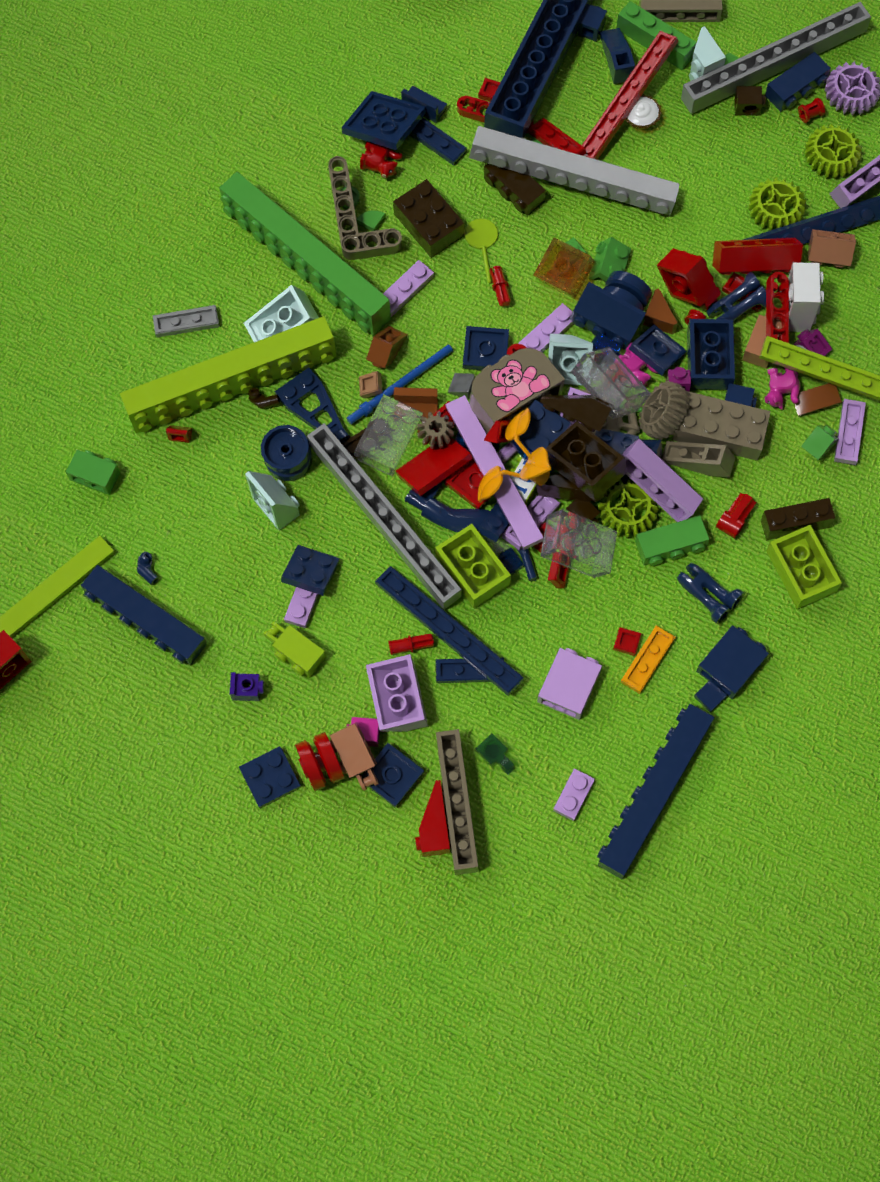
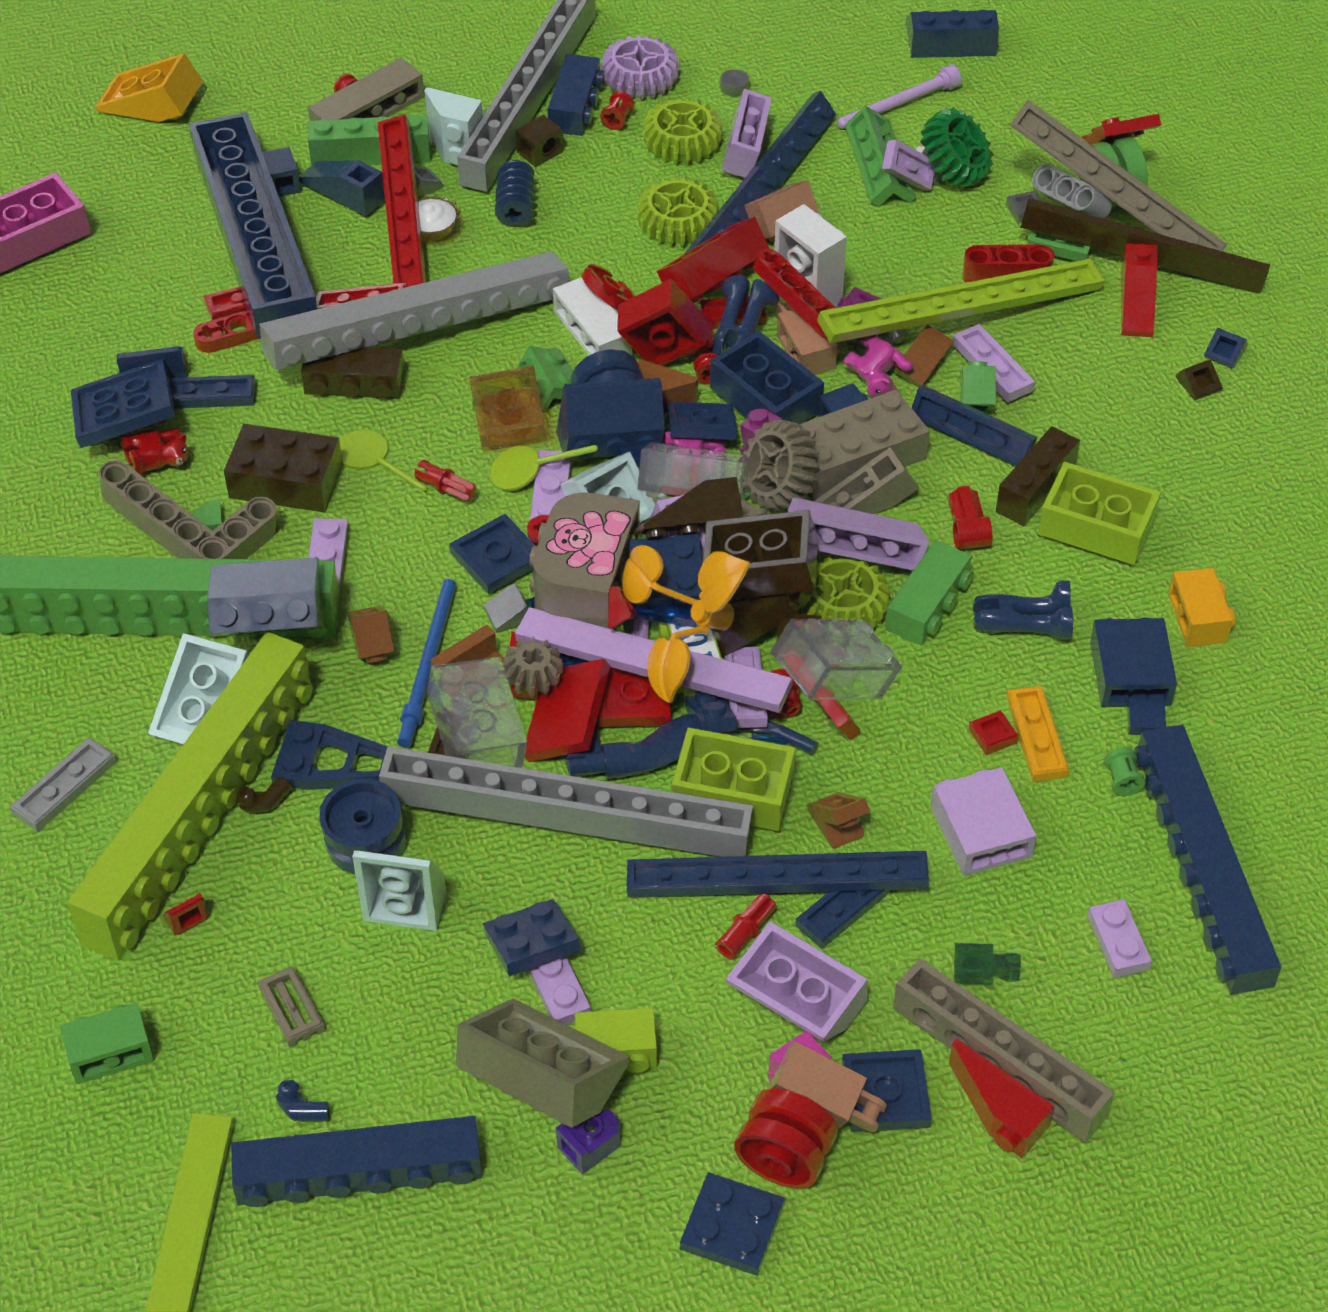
camera: 45 degrees left, 20 degrees down
(187, 534) = (303, 1030): none -> dark tan tile
(252, 635) = (540, 1061): none -> olive slope
(336, 297) = (265, 597): none -> slope
(370, 384) = (391, 684): medium nougat tile -> none
(506, 624) = (839, 817): none -> dark orange slope
(544, 304) = (520, 465): none -> lime piece
(663, 82) = (426, 181): none -> flat silver slope
(663, 239) = (588, 317): none -> white brick
(663, 721) = (1124, 771): none -> bright green bush
(687, 230) = (605, 287): none -> red tile
(700, 128) = (515, 193): none -> dark blue piece
(795, 461) = (972, 425): none -> dark blue tile
(800, 661) = (1201, 607): none -> light orange brick

